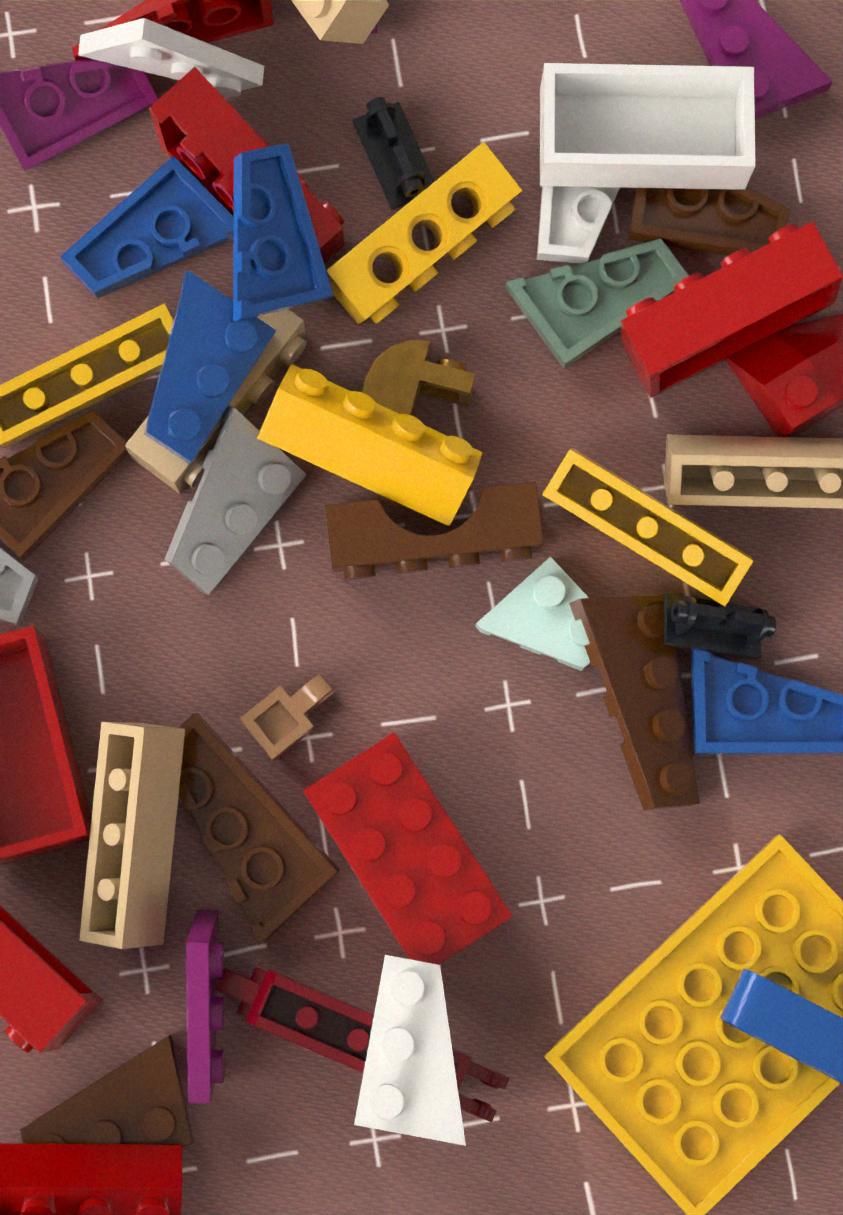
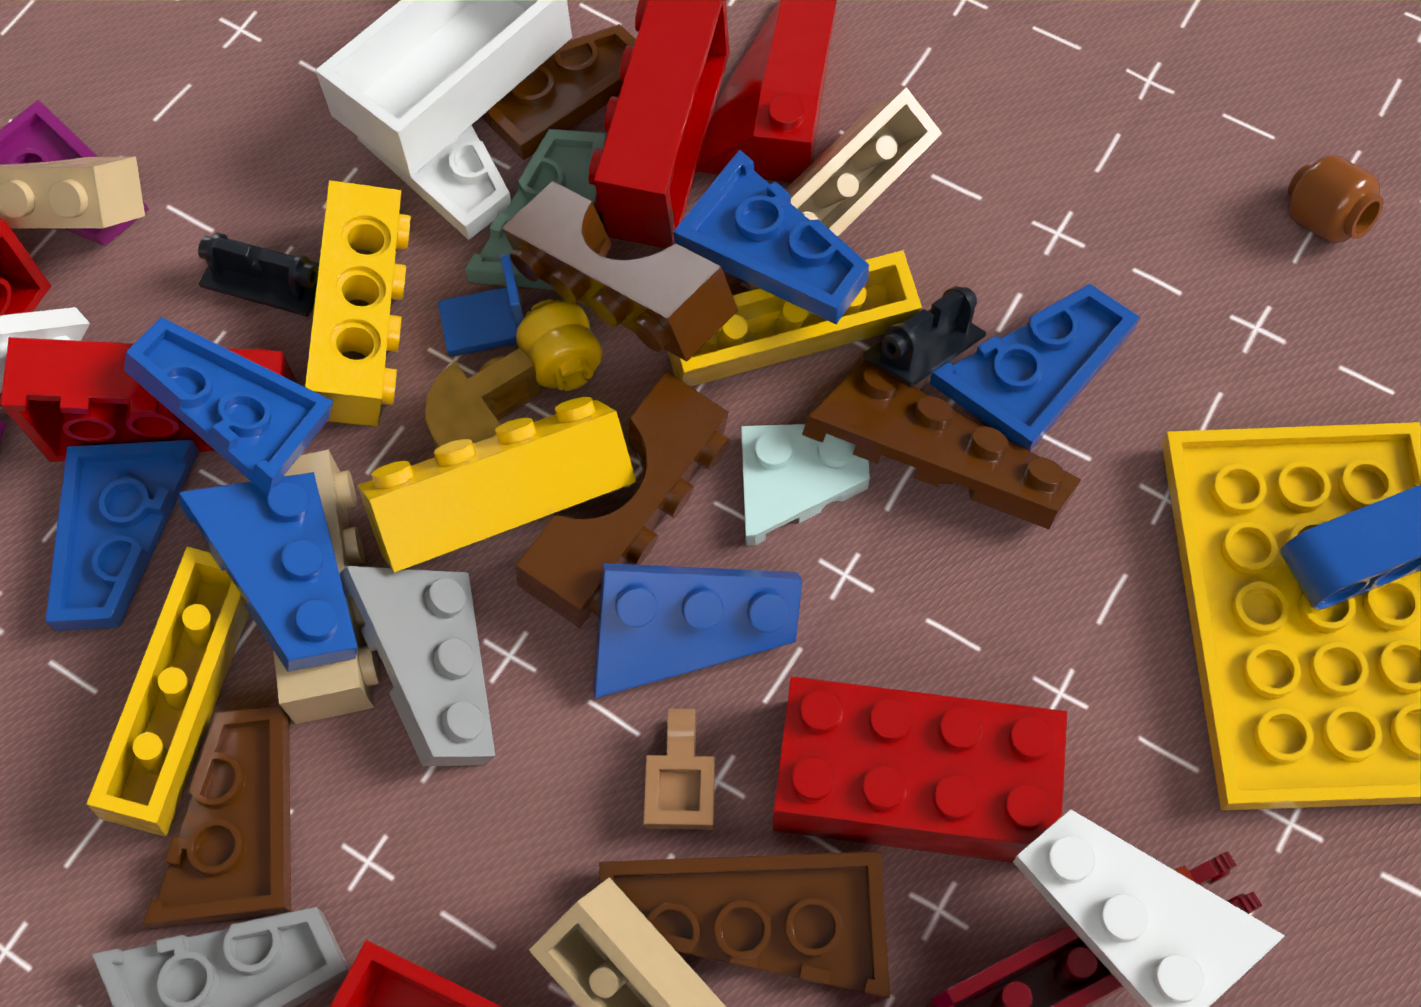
camera: 45 degrees left, 15 degrees down
(387, 636) = (687, 619): none -> blue wing
(485, 324) = (482, 318): none -> blue bracket
(505, 391) = (559, 344): none -> yellow piece
(572, 442) = (665, 298): none -> reddish brown arch
(675, 472) = (771, 244): none -> blue wing

